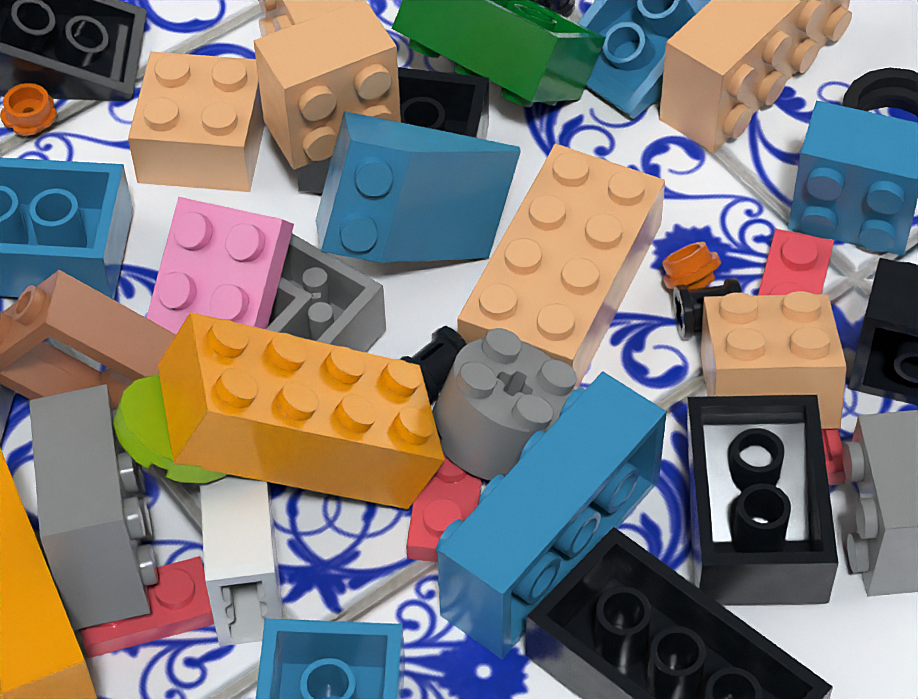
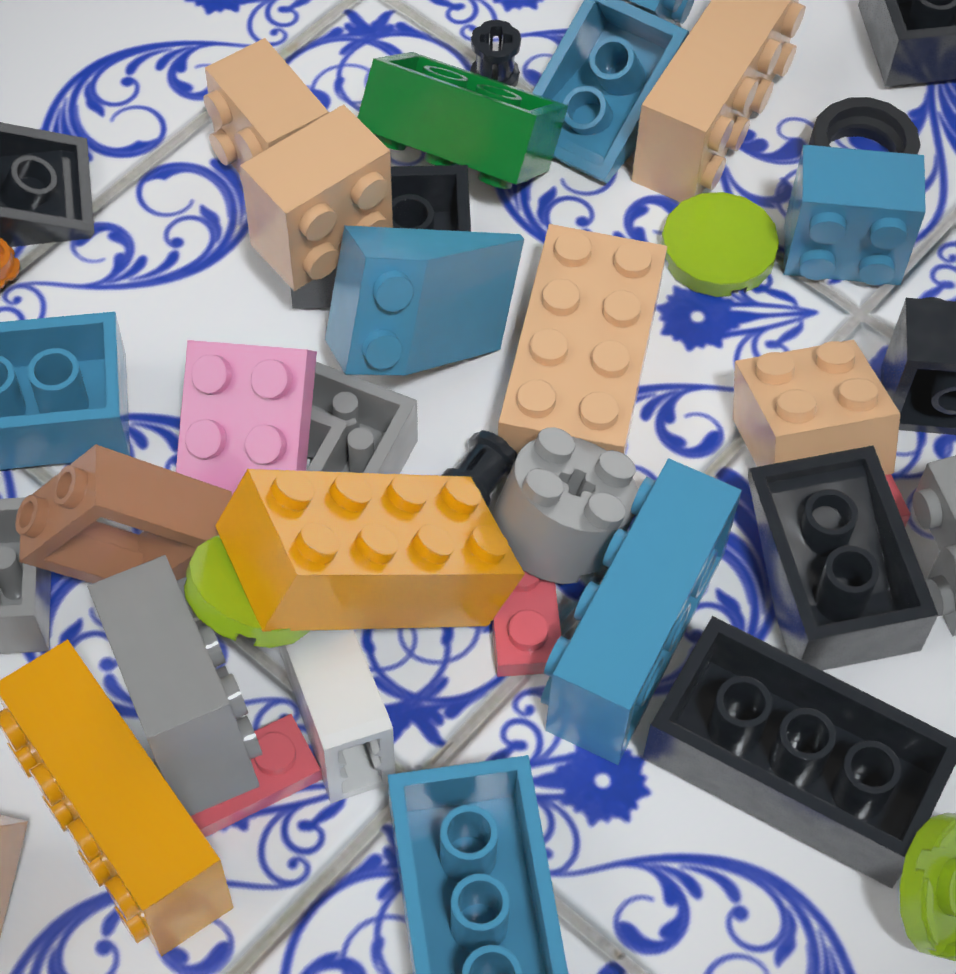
camera: 15 degrees left, 5 degrees up
(197, 122) = (174, 251): light nougat brick -> none
(689, 304) = (717, 369): black bush -> none
(691, 266) = (705, 330): orange plate -> none
(729, 190) = (720, 243): none -> lime tile
(796, 264) = (803, 313): coral plate -> none

